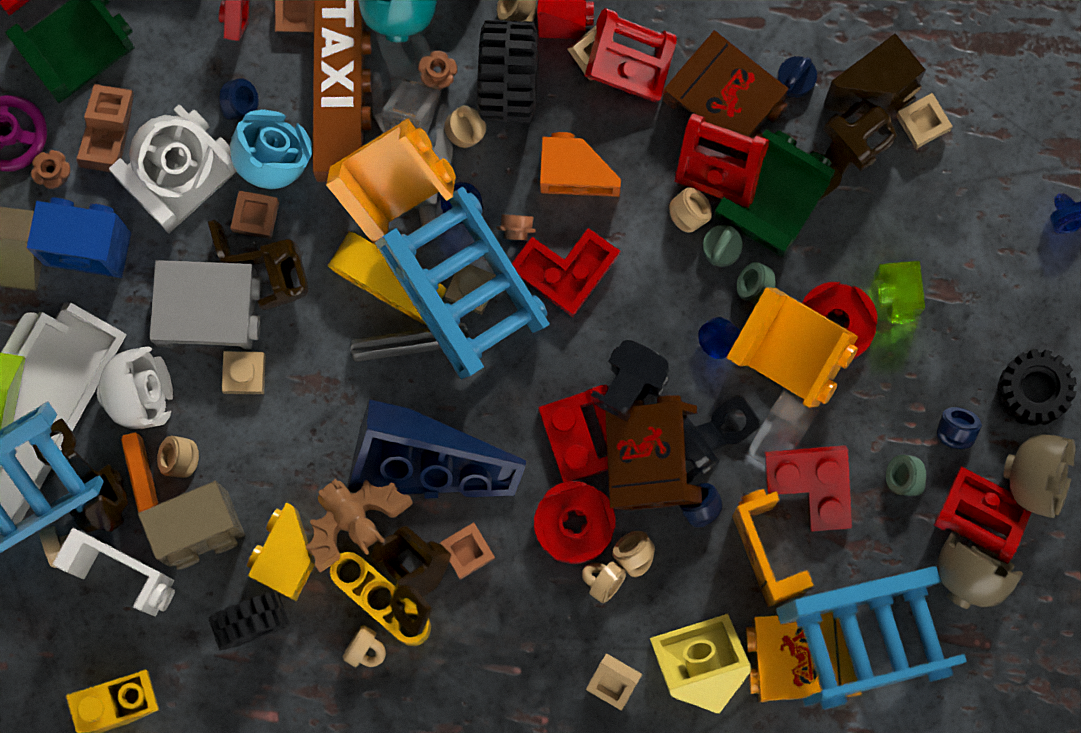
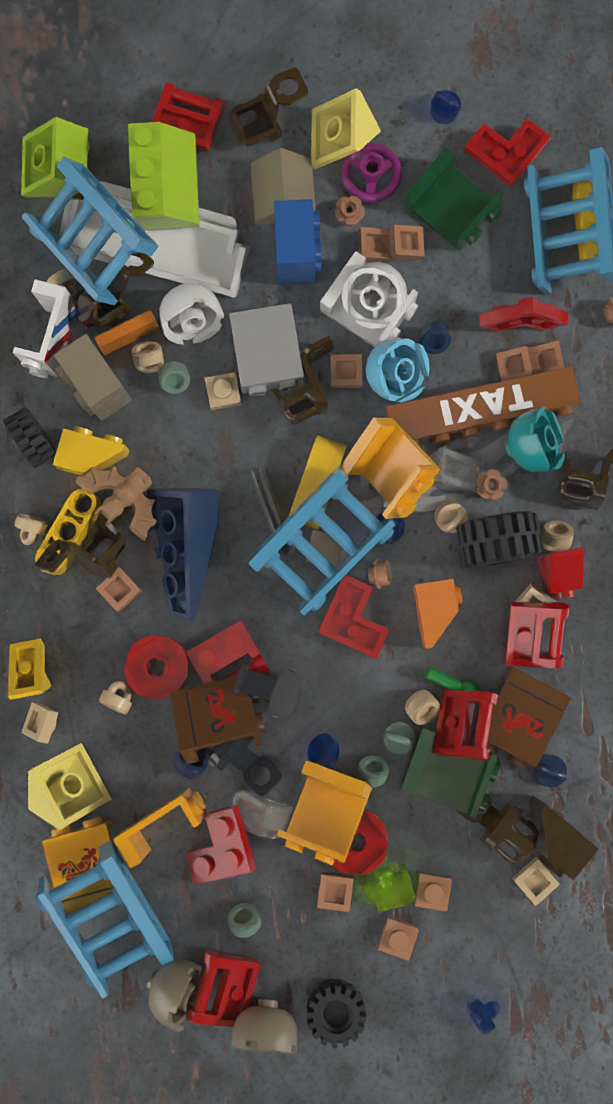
camera: 75 degrees right, 5 degrees up
(212, 428) = (174, 377): none -> sand green tile
(542, 682) = (27, 669): none -> yellow slope
(634, 553) = (142, 717): tan tile -> none
(666, 172) = (449, 682): none -> green bar
(892, 359) = (335, 892): none -> nougat plate
(914, 243) = (433, 891): none -> nougat plate
(958, 428) = (291, 955): dark blue tile -> none
(962, 297) = (398, 938): none -> nougat plate

